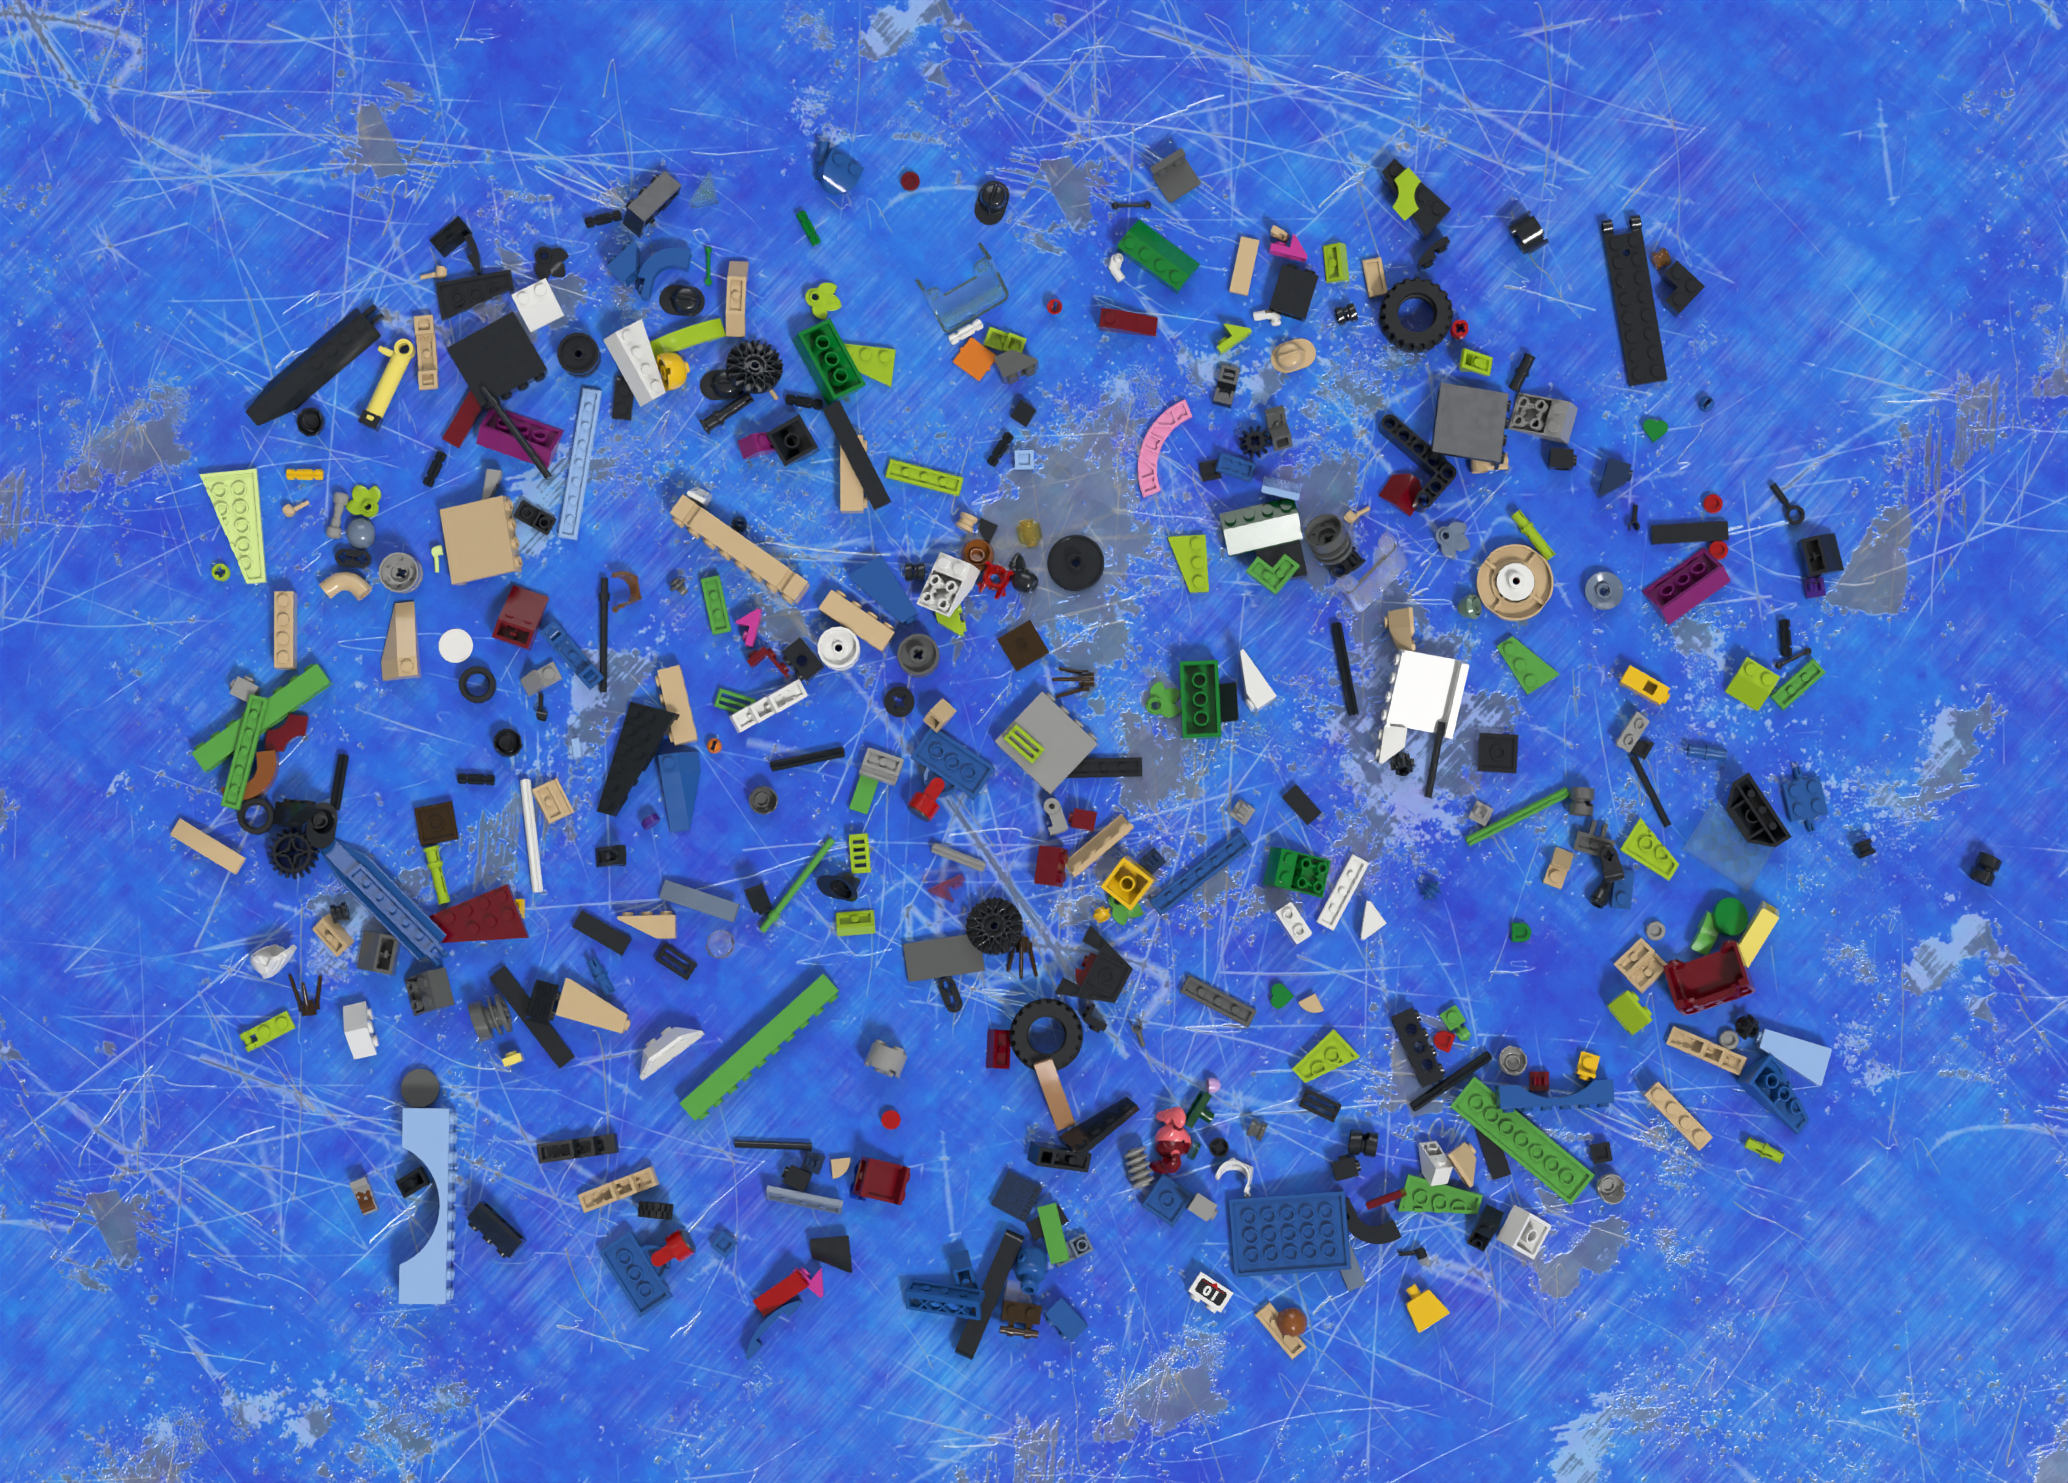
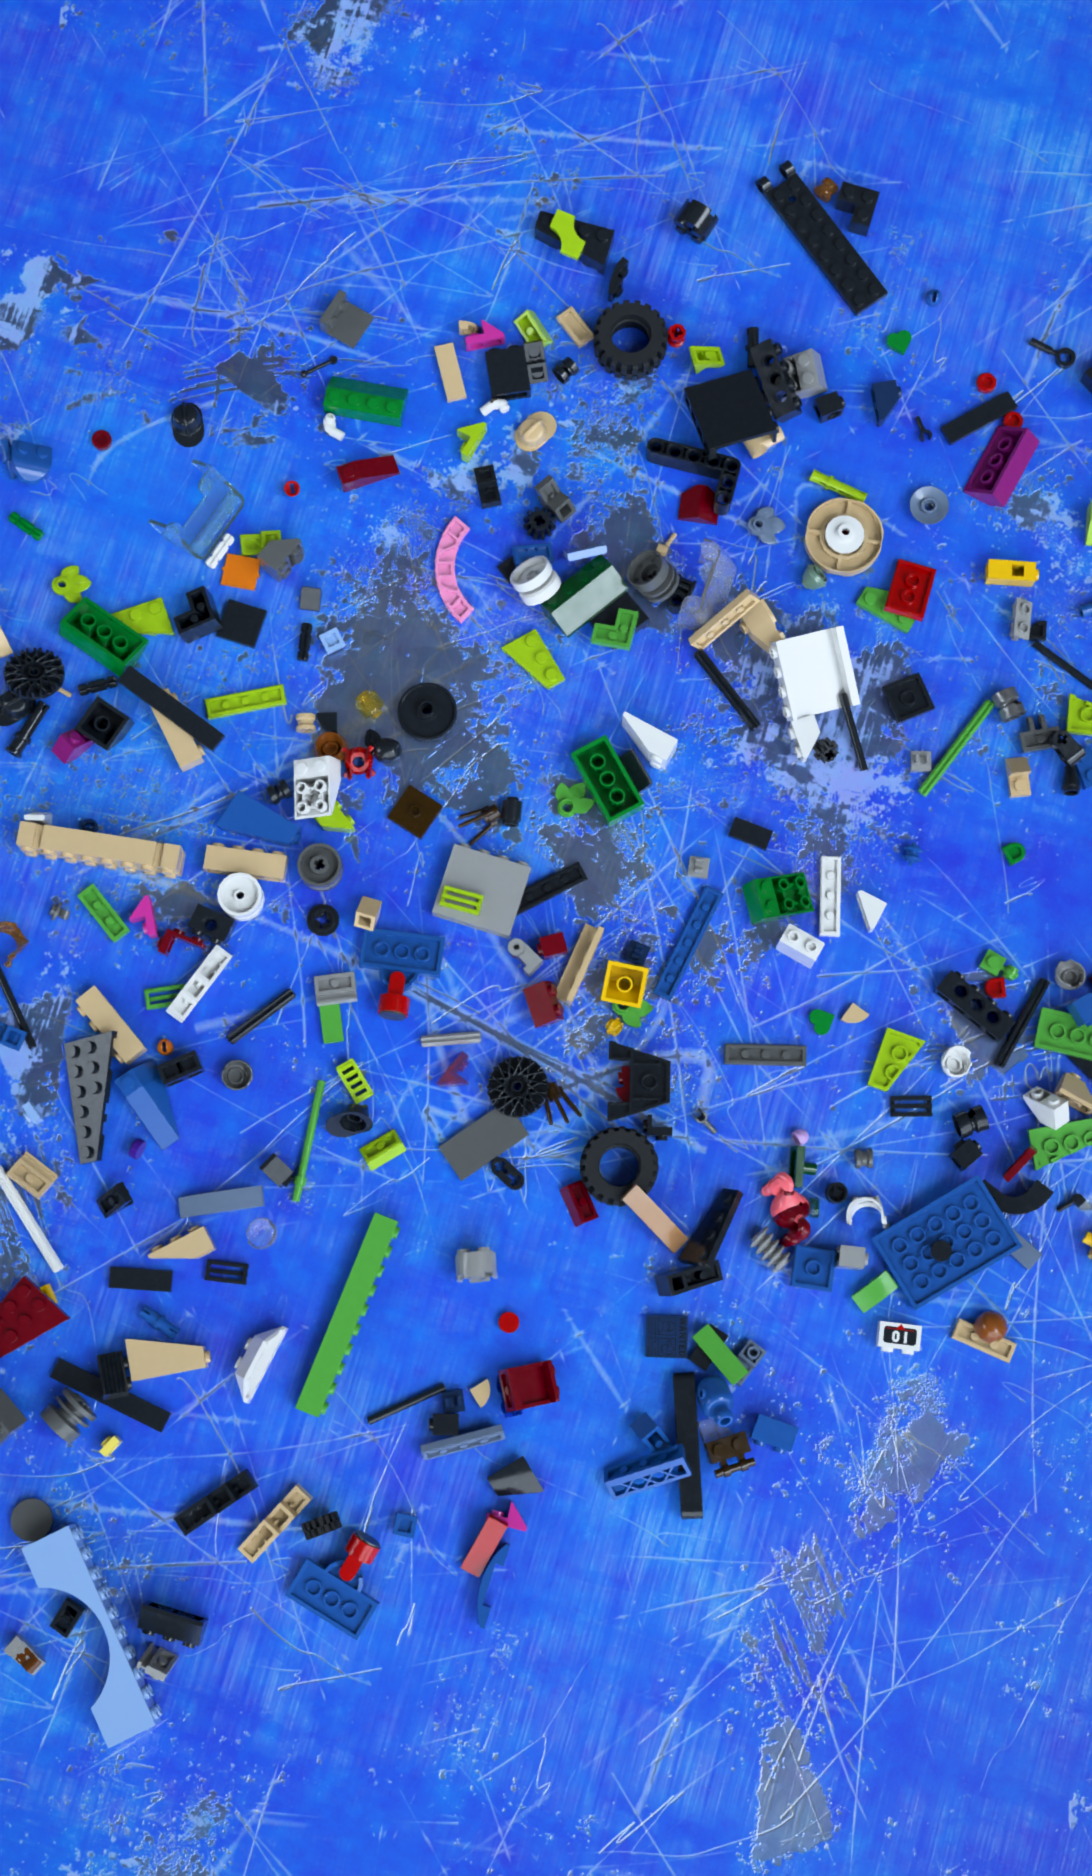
camera: 30 degrees left, 5 degrees down
(469, 1254) = (157, 1662): none -> light grey plate
(718, 772) = (180, 1068): none -> black brick
(921, 387) = (202, 617): none -> black brick
(953, 406) = (242, 624): none -> black tile
(1105, 686) = (511, 812): none -> black brick
(1209, 1245) = (874, 1291): none -> bright green slope
(1224, 494) = (535, 580): none -> white wheel
(1281, 1238) = (941, 1250): none -> black tile
(1323, 293) = (535, 361): none -> black slope
(1370, 608) = (724, 619): none -> tan plate
(1377, 1086) = (956, 1061): none -> white hair
(1517, 424) = (762, 355): none -> black brick
(1548, 658) = (910, 590): none -> red tile

